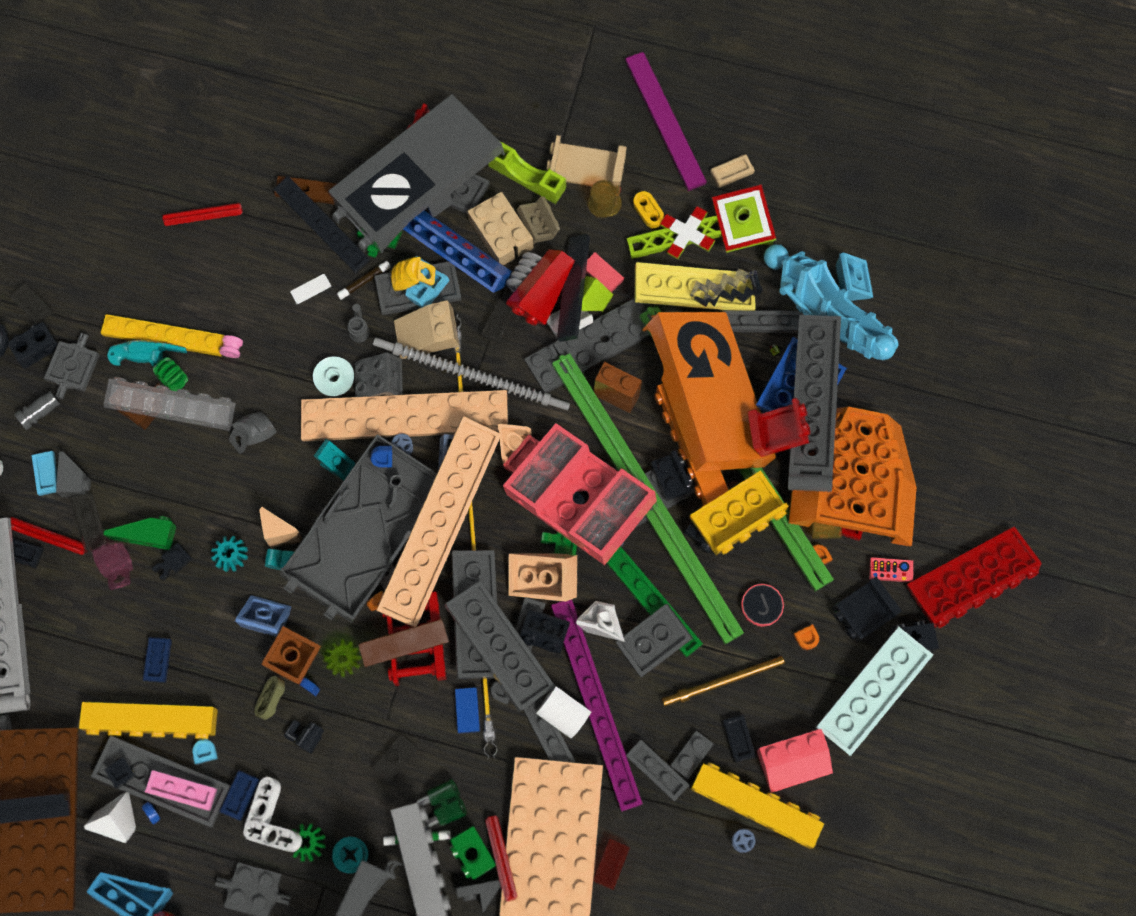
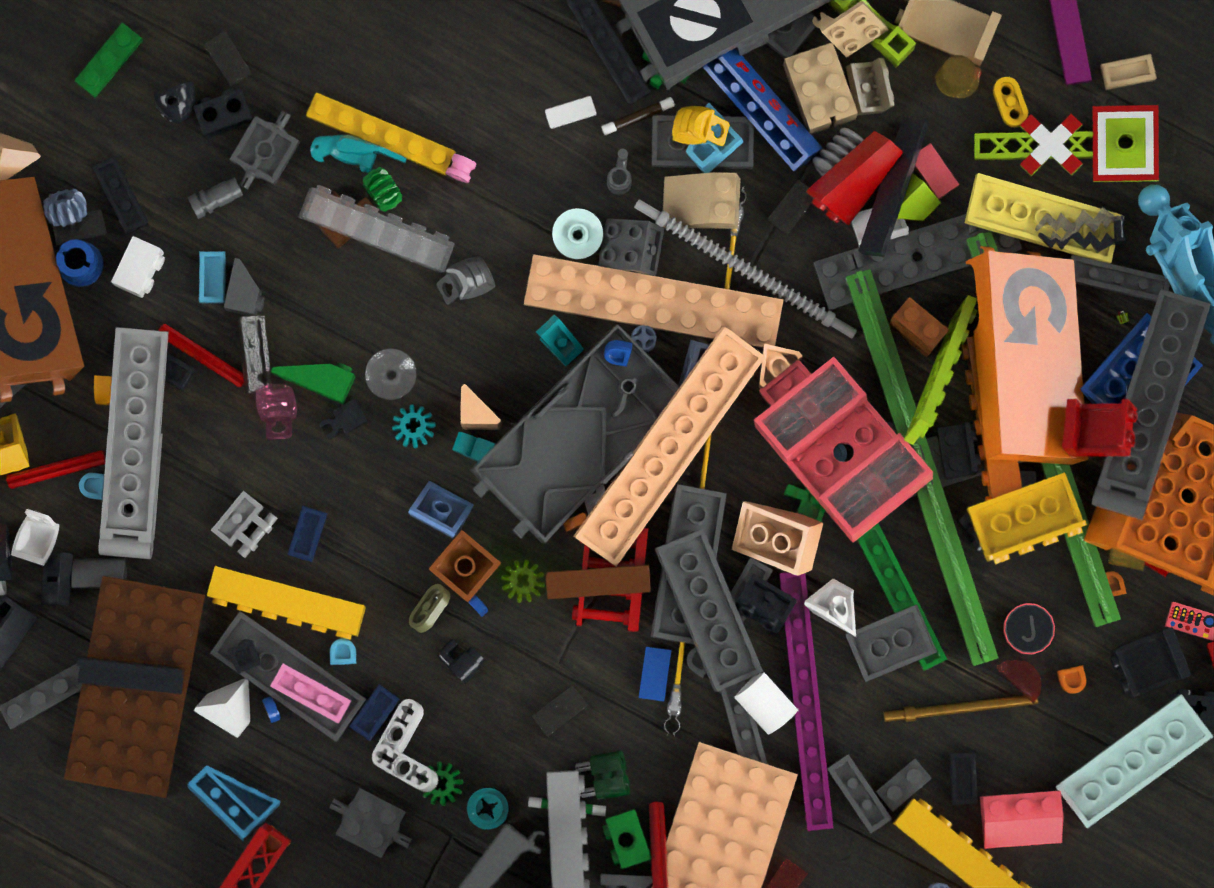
camera: 15 degrees right, 10 degrees up
(96, 661) = (237, 520): none -> light grey plate
(196, 510) = (387, 361): none -> clear dish
(514, 177) = (852, 28): none -> tan plate
(643, 414) = (941, 371): none -> lime plate
(767, 644) = (1023, 677): none -> clear red tile

